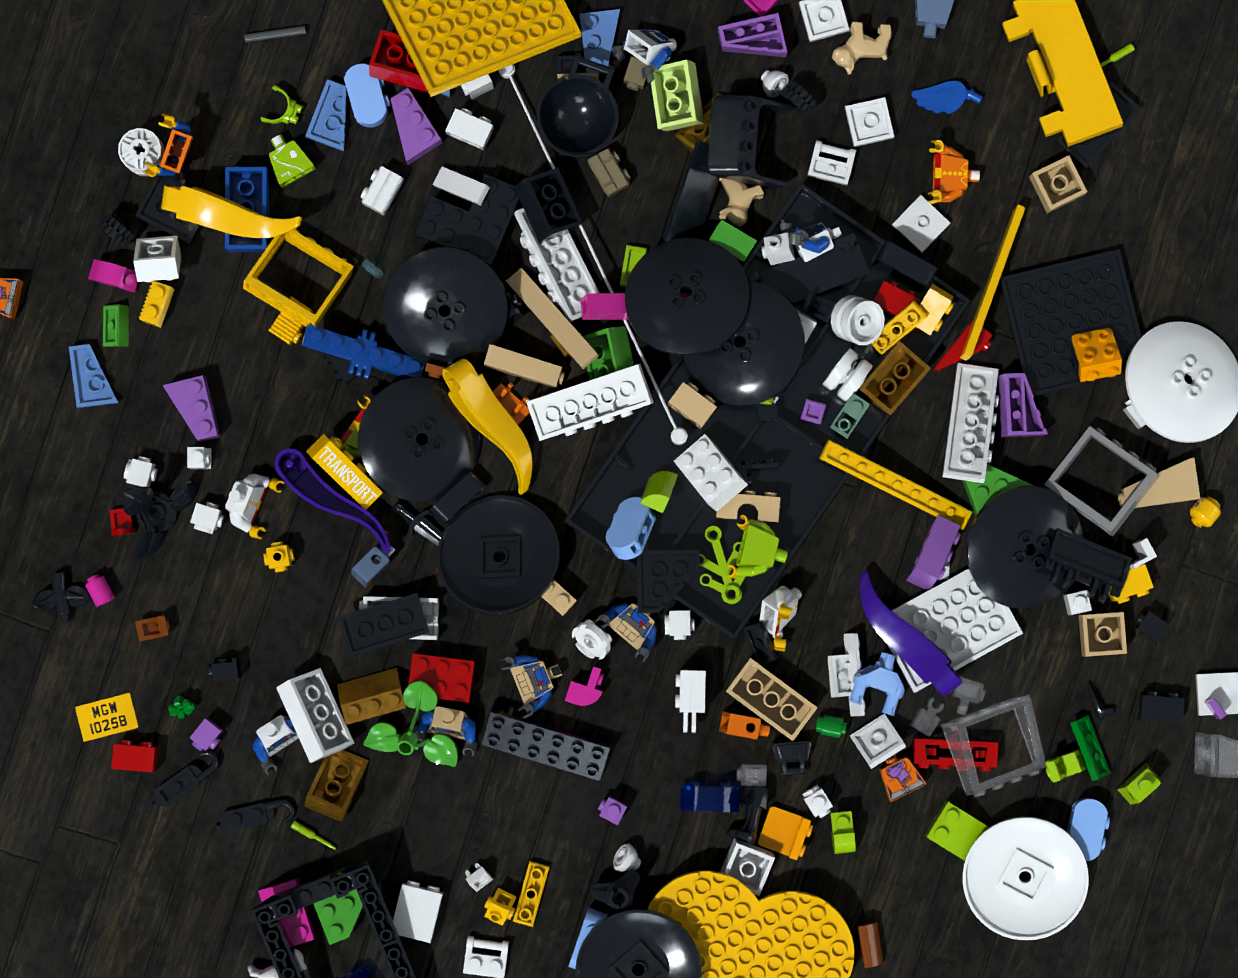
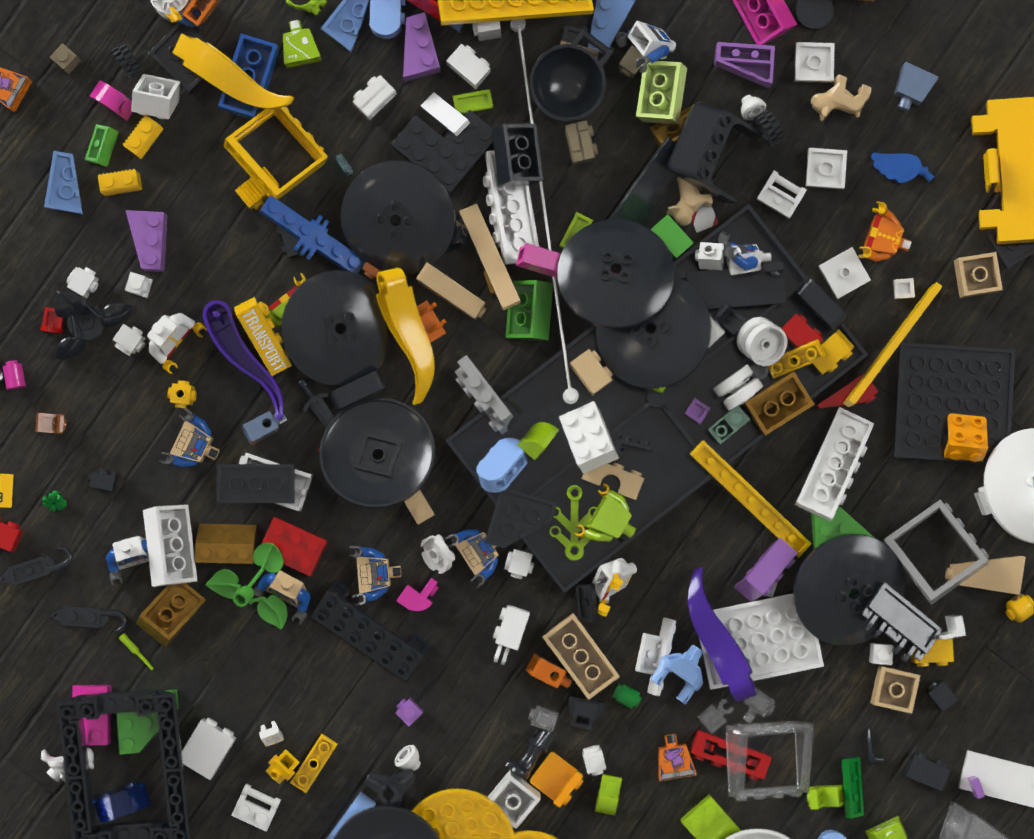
camera: 15 degrees right, 0 degrees up
(51, 248) = (65, 58): none -> dark tan brick
(147, 358) = (119, 182): none -> yellow brick
(206, 735) = (69, 533): medium lavender brick -> none
(304, 604) = (192, 443): none -> torso
(485, 164) = (473, 101): none -> lime tile
(590, 403) = (501, 342): white plate -> none
(592, 463) = (486, 398): none -> light grey bracket
(709, 797) = (499, 727): clear blue brick -> none
(760, 212) = (704, 218): none -> white sticker
(877, 741) = (664, 722): white plate -> none
(986, 221) = (903, 288): none -> white tile
(1017, 408) = (880, 463): medium lavender wedge -> none

